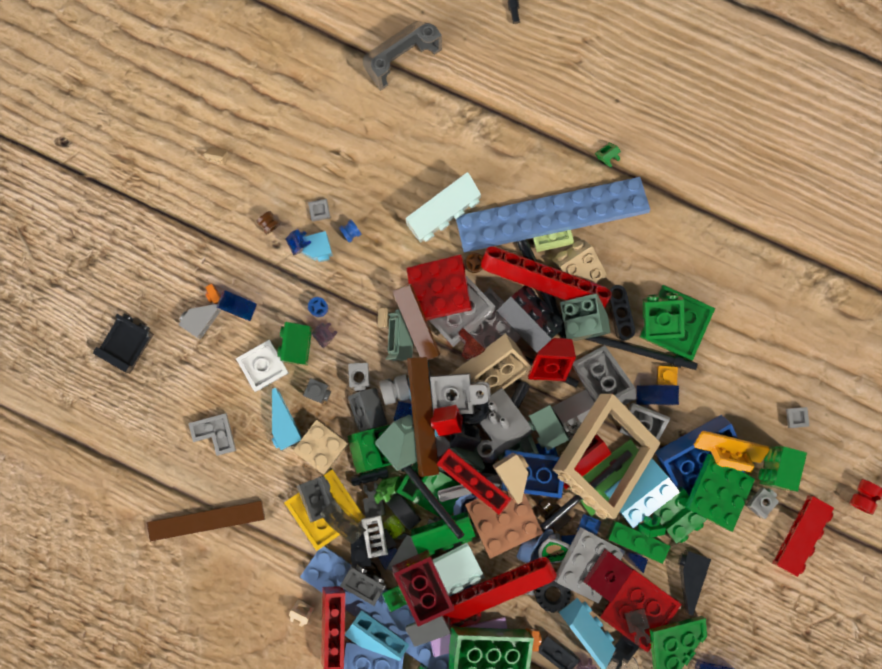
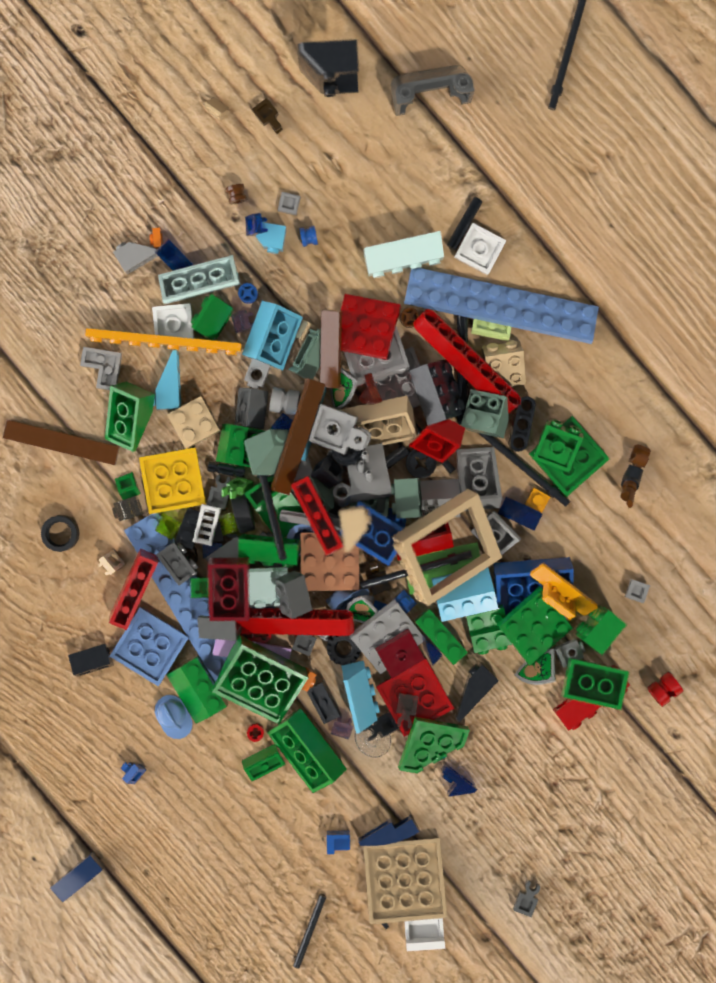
camera: 25 degrees right, 5 degrees up
(124, 343) = (56, 246): black panel -> none
(227, 603) = (46, 538): none -> black tyre
(253, 387) = (155, 341): none -> light orange plate
(256, 467) = (128, 414): none -> green slope
(264, 139) = (266, 114): none -> dark brown plate
(267, 314) = (198, 279): none -> light aqua slope
(285, 534) = (127, 486): none -> green slope
(294, 555) = (127, 508): none -> clear smoke brick
(302, 70) = (330, 65): none -> black windscreen
(315, 497) = (170, 467): dark grey bracket -> none
(317, 391) = (213, 370): dark grey brick -> none
(338, 554) = (167, 526): none -> clear neon green slope
(342, 522) = (184, 498): clear smoke brick -> none
(357, 334) = (272, 335): none -> medium azure slope
(375, 637) = (168, 614): medium azure slope -> none
(446, 360) = (343, 395): none -> shield
(447, 420) = (318, 450): red brick -> none
(484, 565) = (293, 594): none -> dark grey brick
(485, 157) = (464, 223): none -> black axle
(510, 173) = (480, 249): none -> white plate
(515, 607) = (304, 644): none -> dark grey plate
(548, 398) = (420, 472): none -> black gear
(607, 153) = (579, 270): green tile -> none
(650, 527) = (458, 629): green tile -> none
(743, 312) = (633, 474): none -> reddish brown piece
(745, 532) = (540, 672): none -> shield
(802, 521) = (595, 683): none -> green brick

